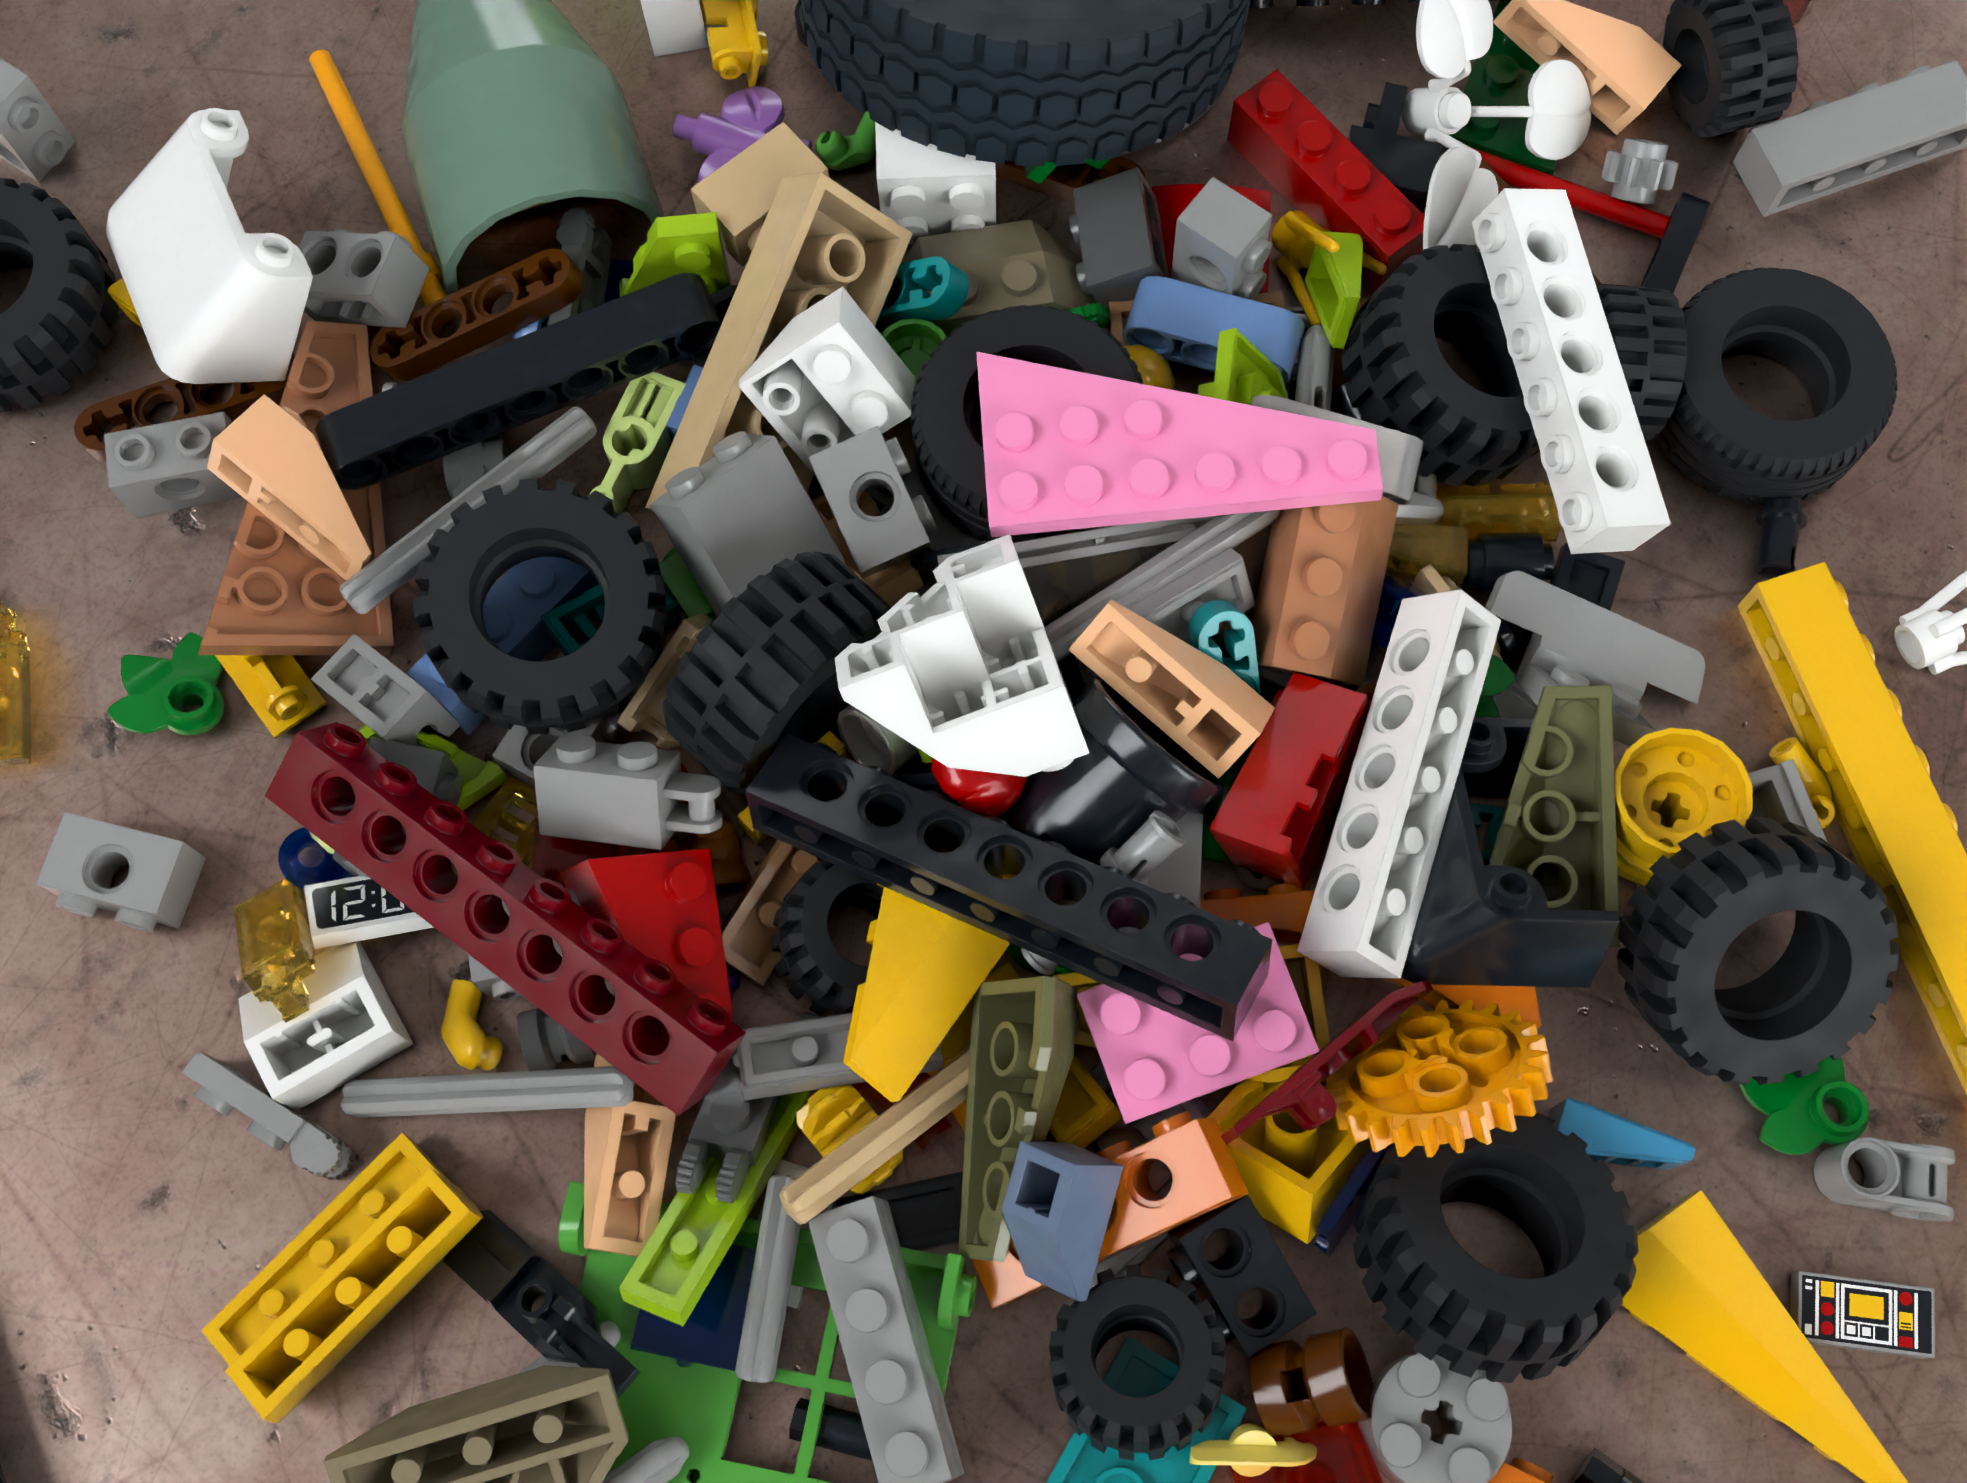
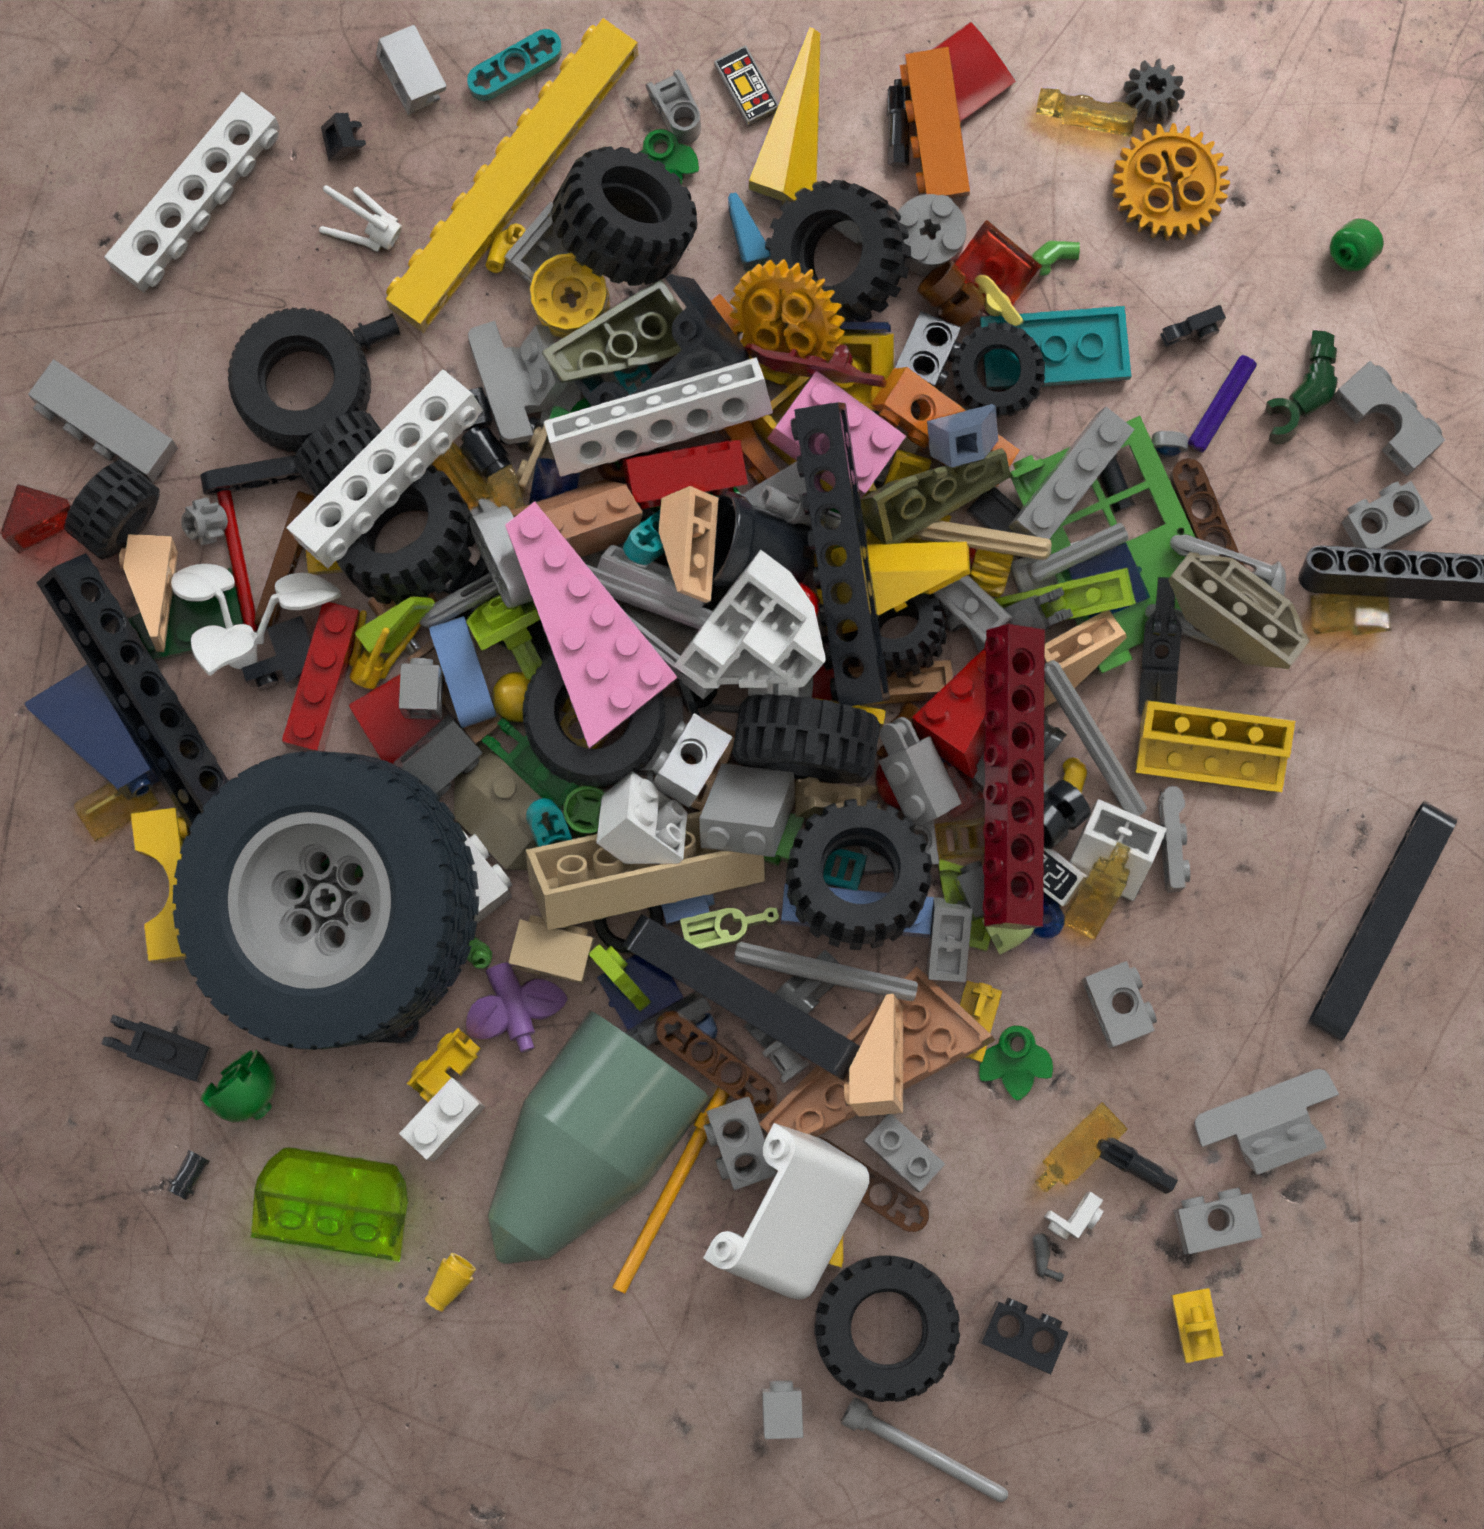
camera: 130 degrees left, 10 degrees up
(409, 978) = (1063, 811): none -> black wheel

